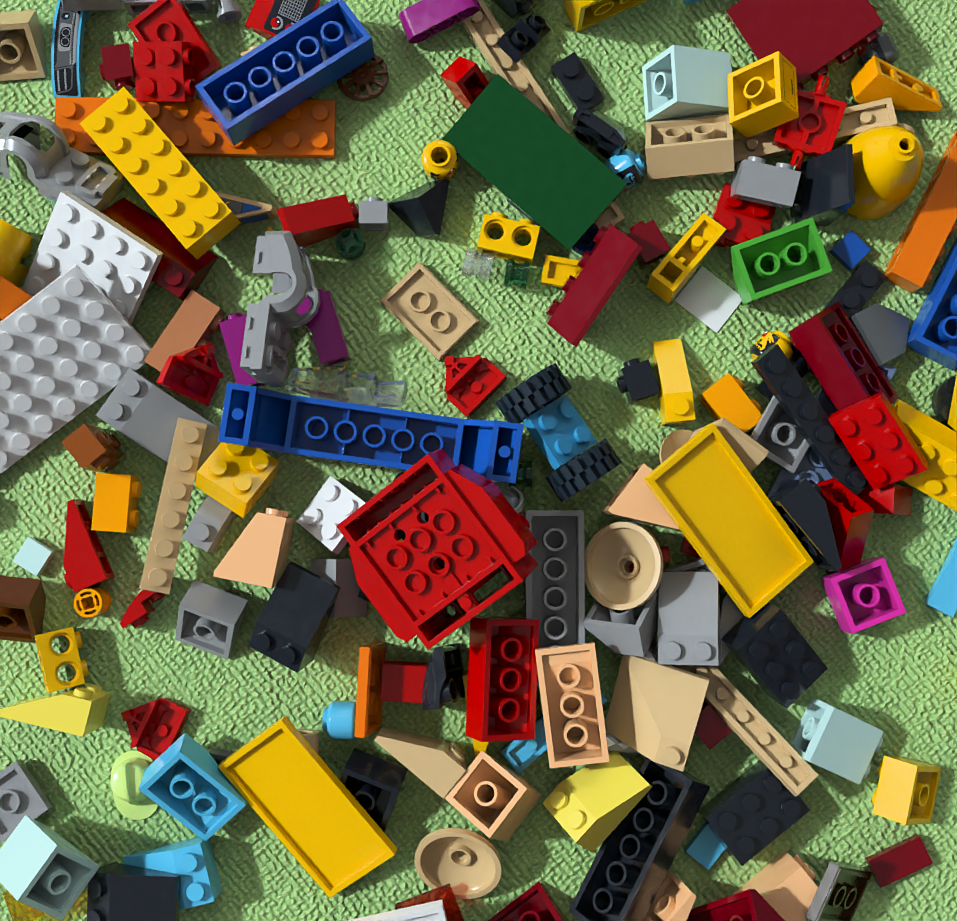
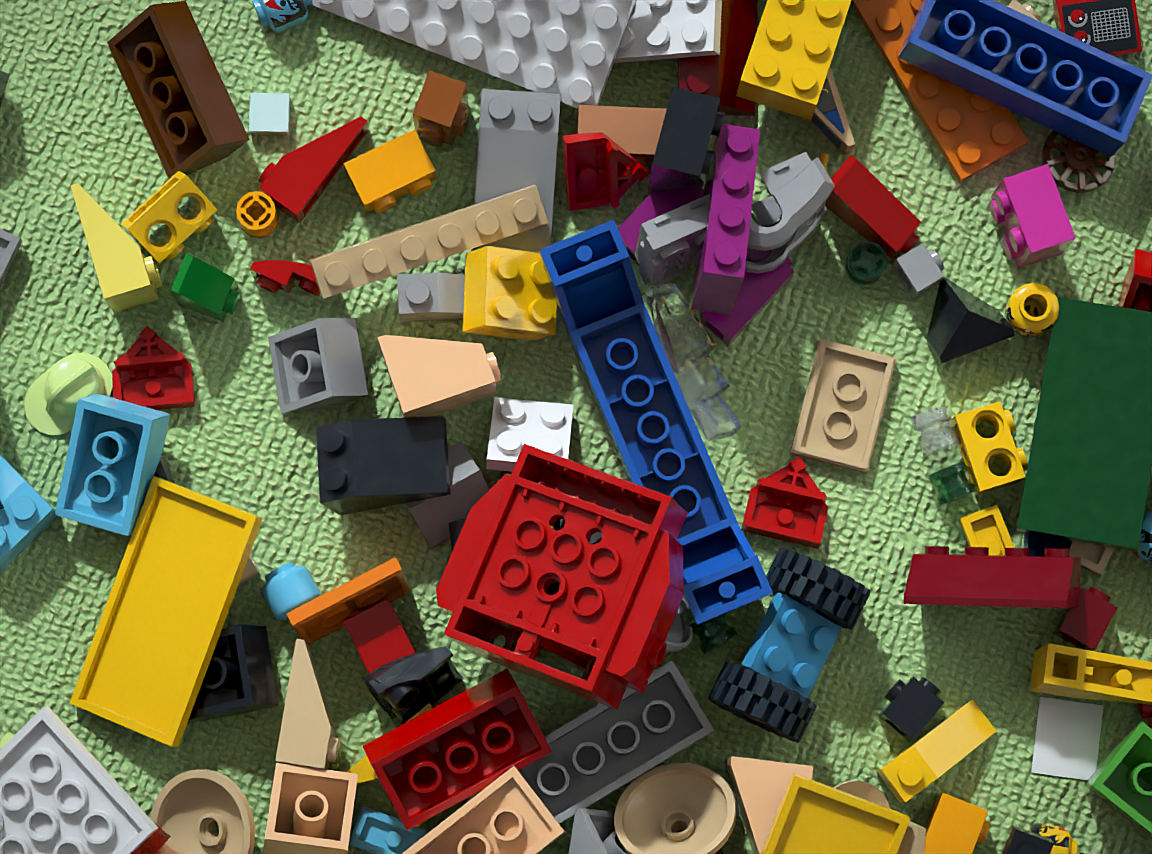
camera: 55 degrees right, 5 degrees down
(118, 664) = (205, 289): none -> green slope
(201, 306) = (684, 140): none -> black slope
(283, 319) = (728, 223): none -> magenta arch
(382, 124) = (1031, 217): none -> dark pink brick

